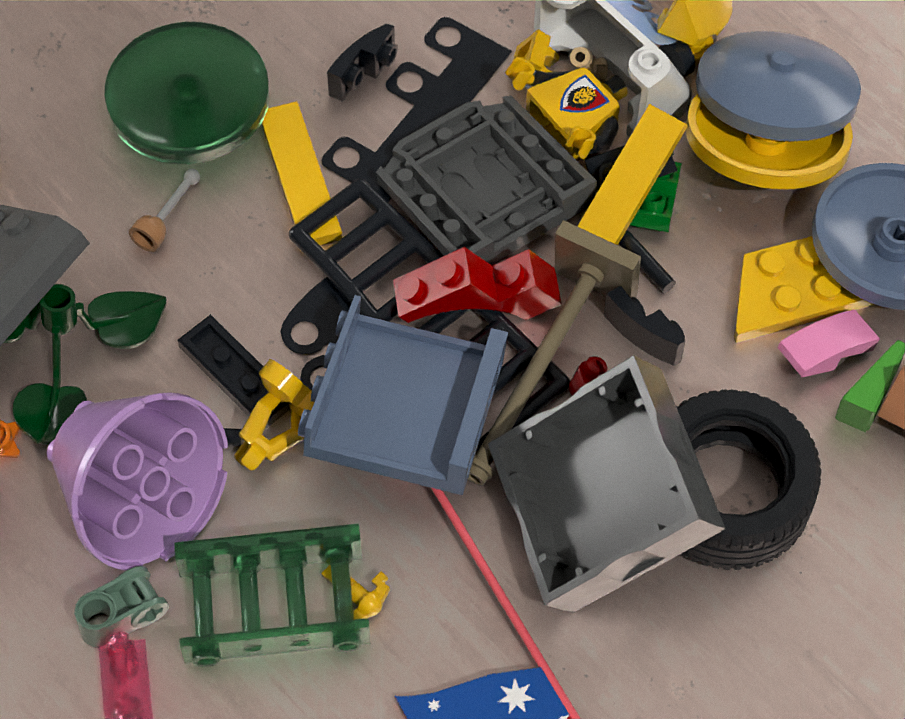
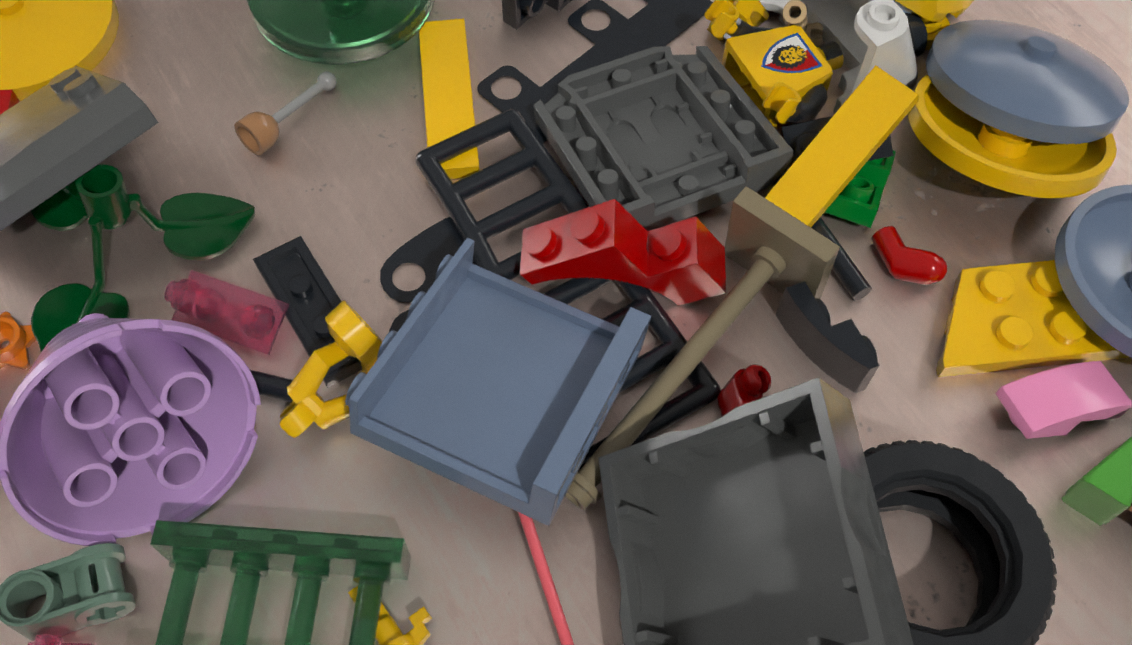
camera: 10 degrees right, 0 degrees up
(156, 377) = (227, 310): none -> clear pink hinge
(701, 256) = (905, 262): none -> red arm

